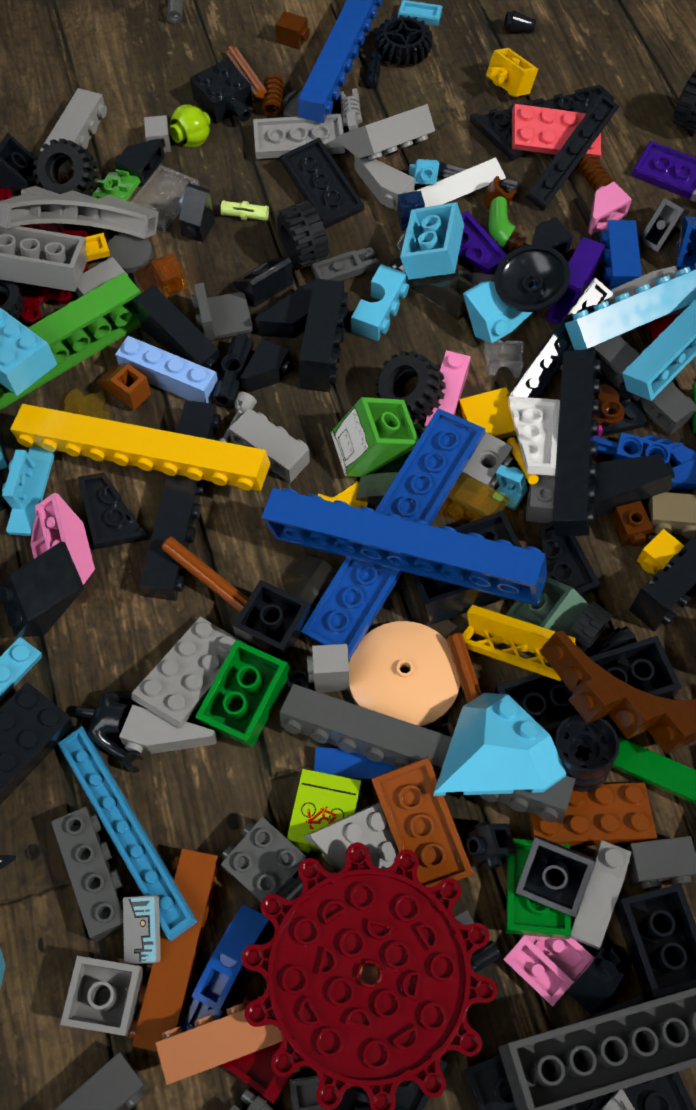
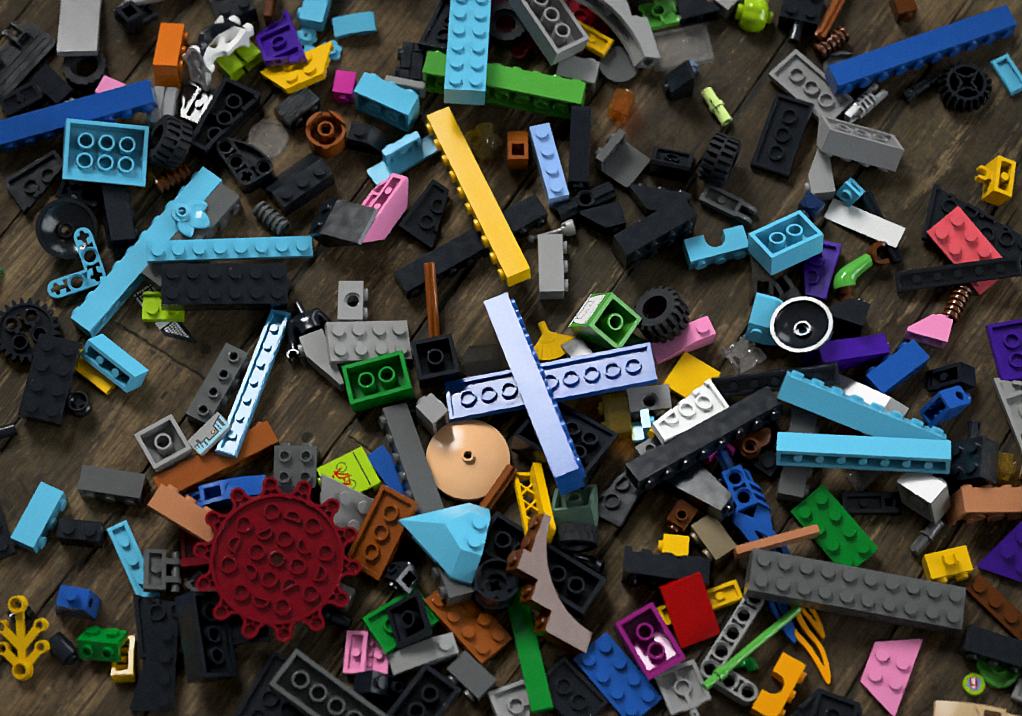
camera: 50 degrees right, 5 degrees up
(120, 643) = (348, 292): none -> light grey brick

